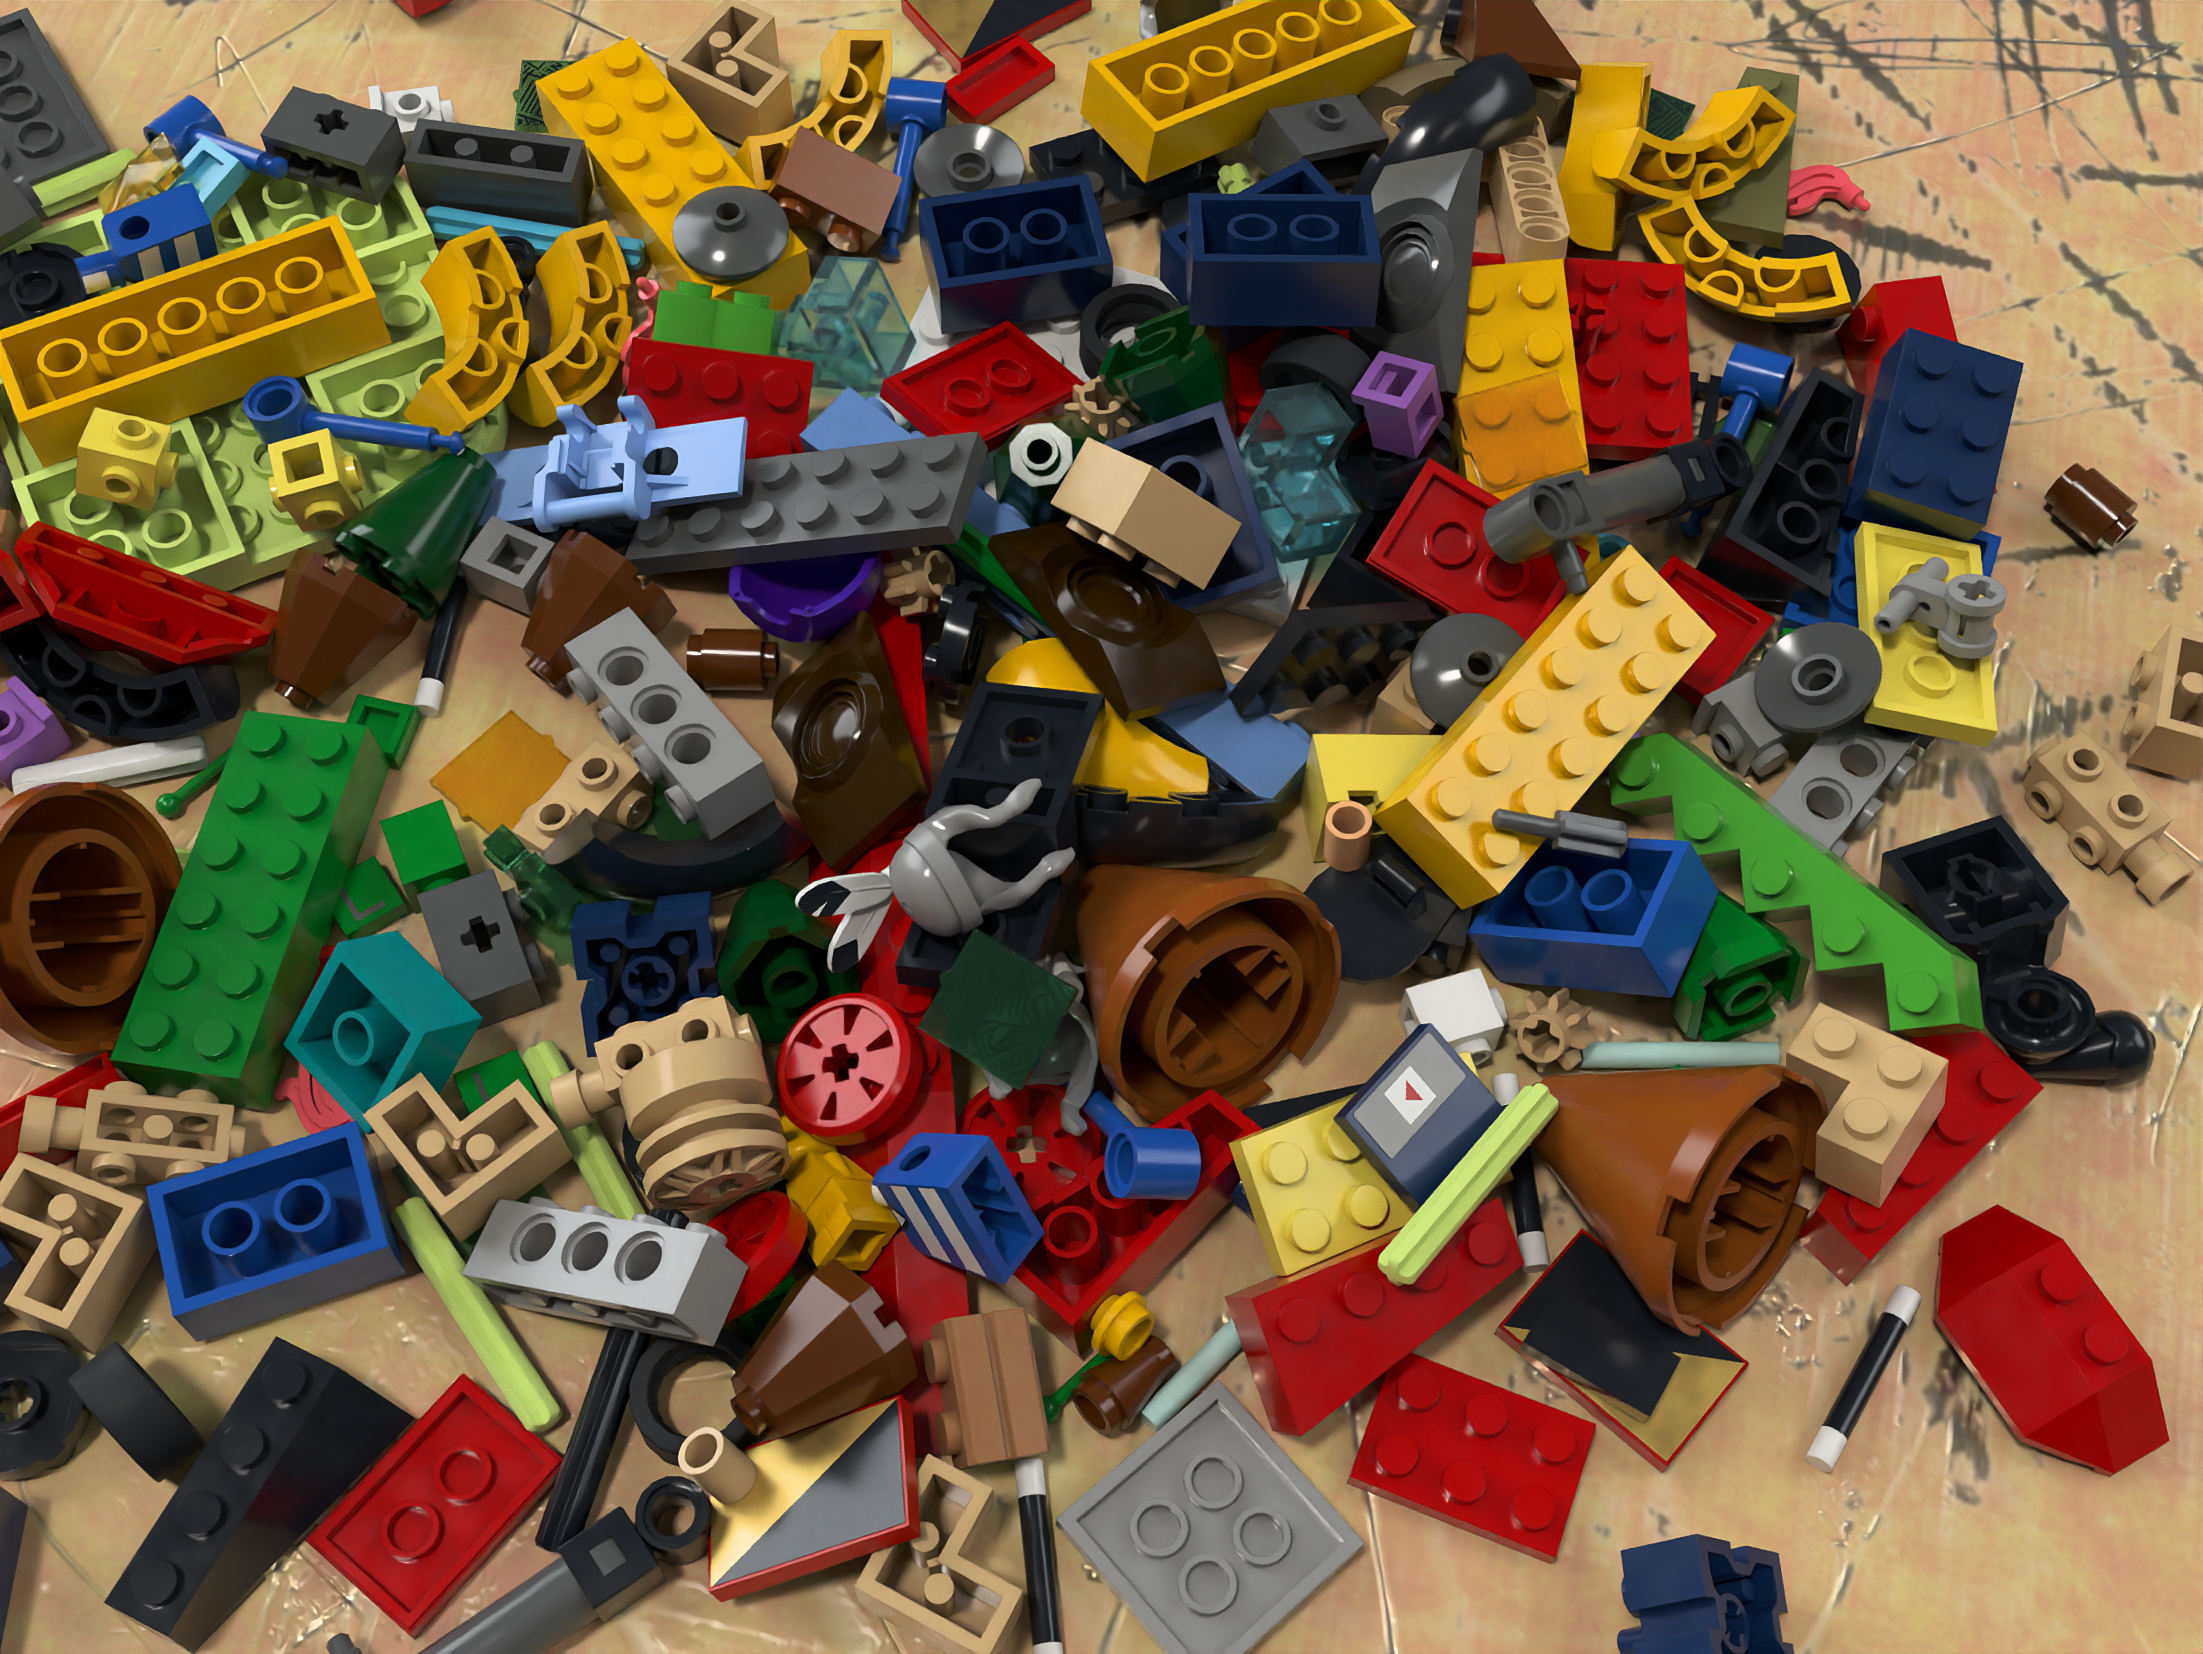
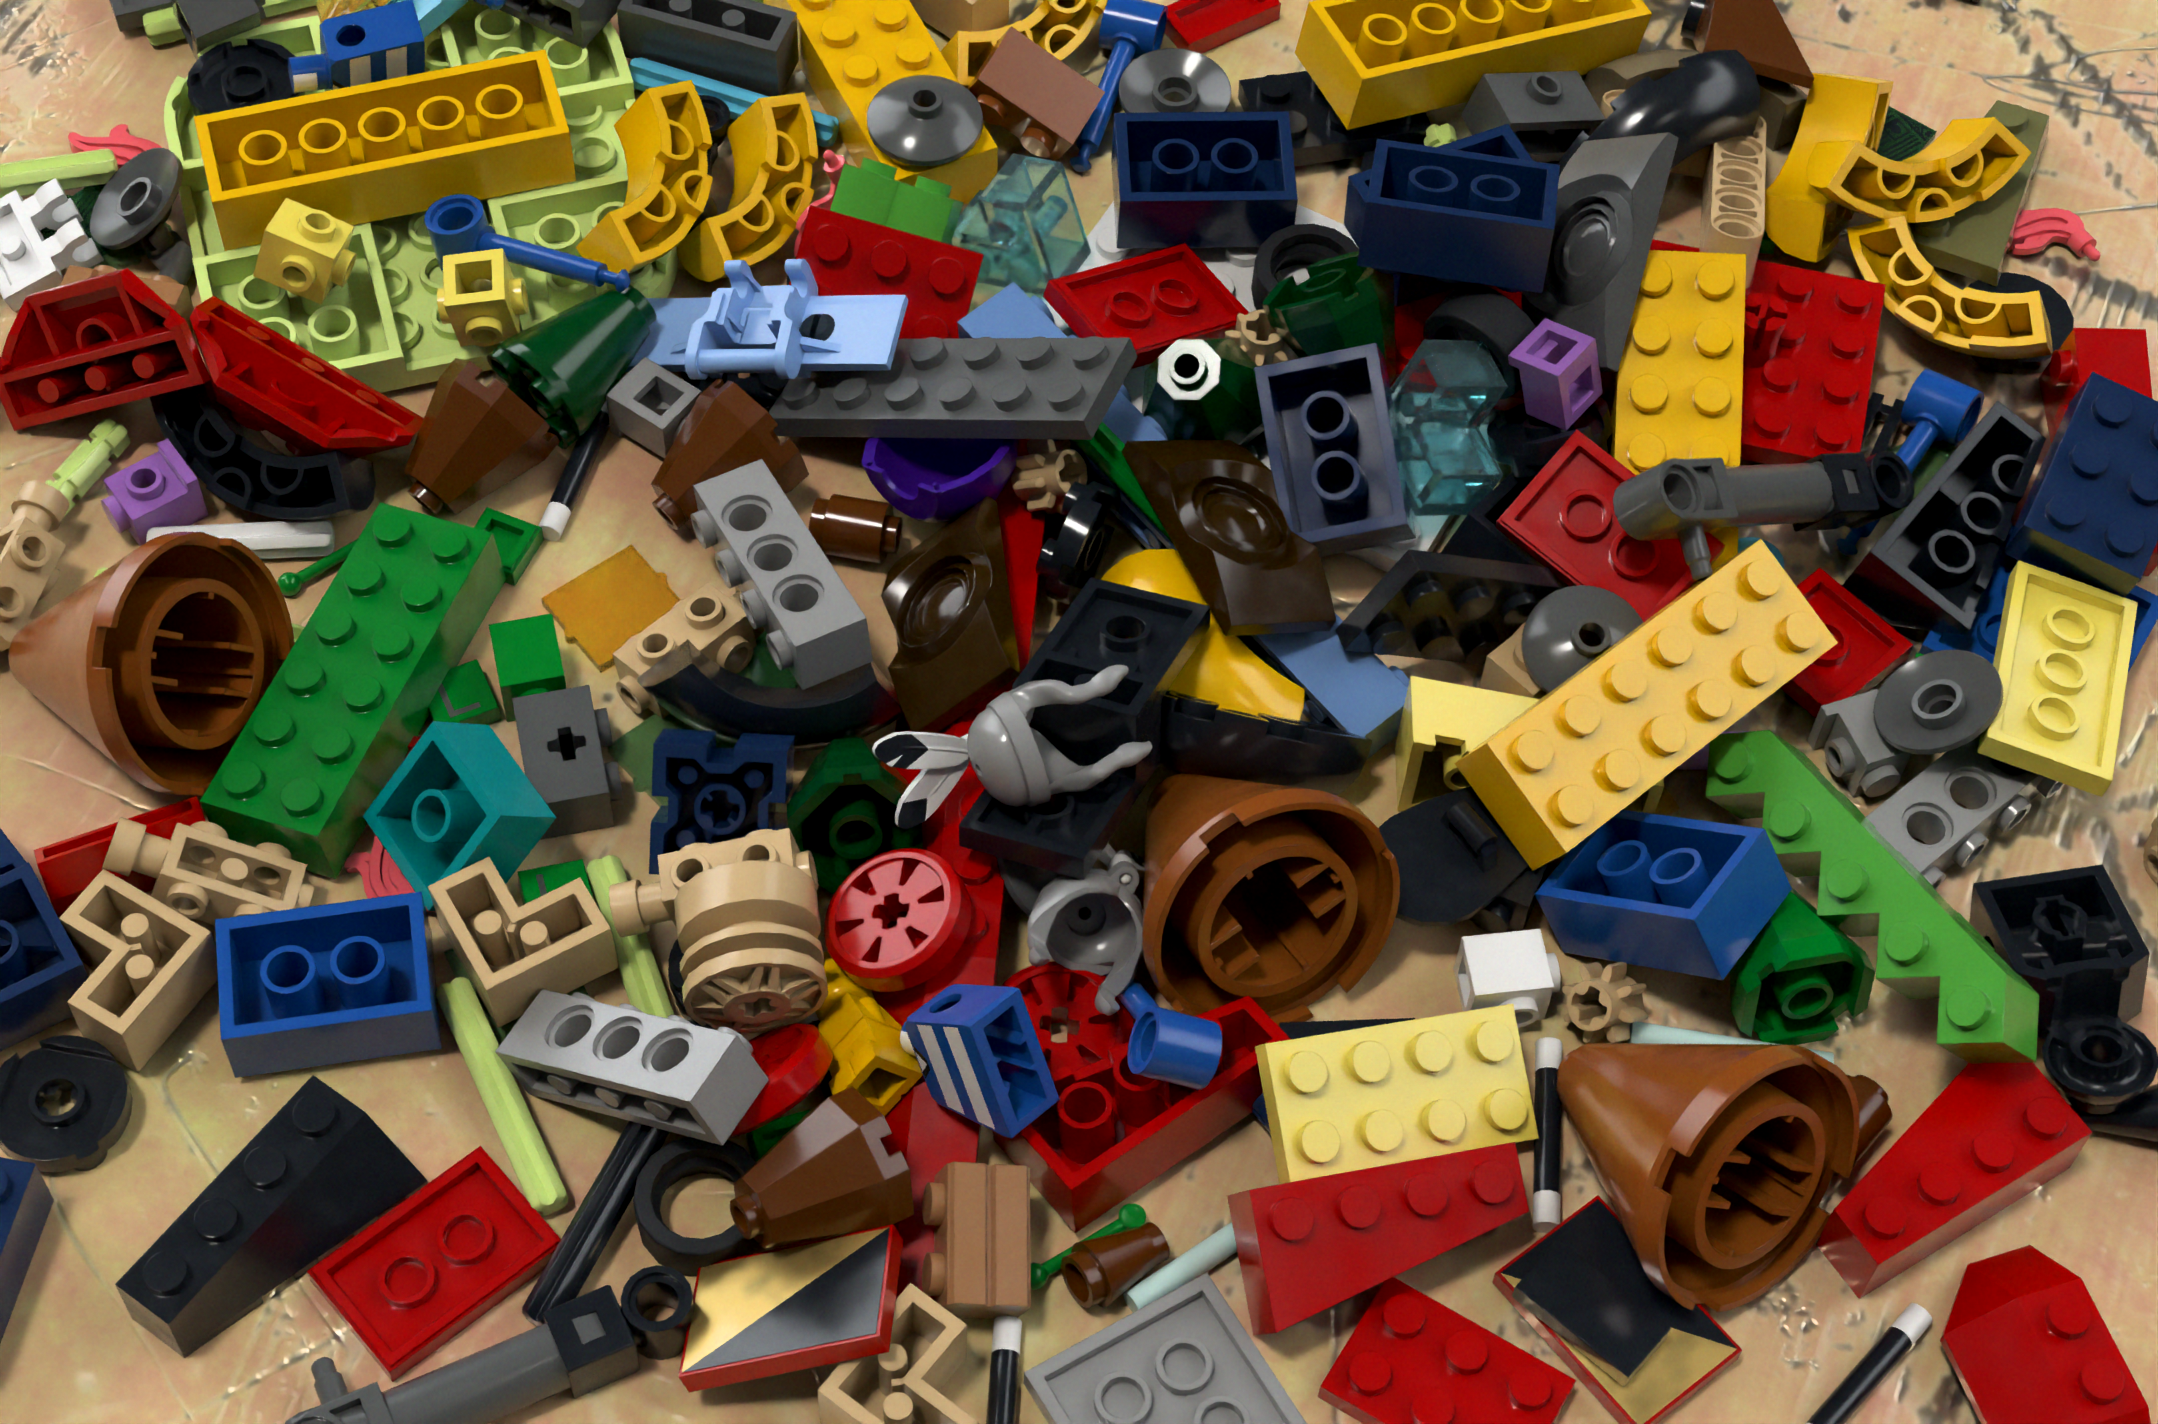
camera: 10 degrees right, 5 degrees down
(136, 1411) = (172, 1122): black tyre -> none
(541, 888) = (631, 710): clear green plate -> none
(717, 1465) = (707, 1263): tan hinge -> none
(998, 1009) = (1051, 880): clear green piece -> none
(1121, 1325) = (1120, 1203): yellow plate -> none
(1144, 512) = (1278, 435): tan brick -> none
(1347, 836) = (1428, 780): light nougat hinge -> none
(1419, 1115) = (1454, 1059): dark blue tile -> none
(1467, 1185) = (1483, 1121): yellowish green axle -> none
(1520, 432) = (1673, 415): clear yellow piece -> none
(1569, 831) = (1646, 803): dark grey axle -> none
(1877, 1099) = (1911, 1109): tan brick -> none
(1947, 607) = (2084, 649): light grey piece -> none

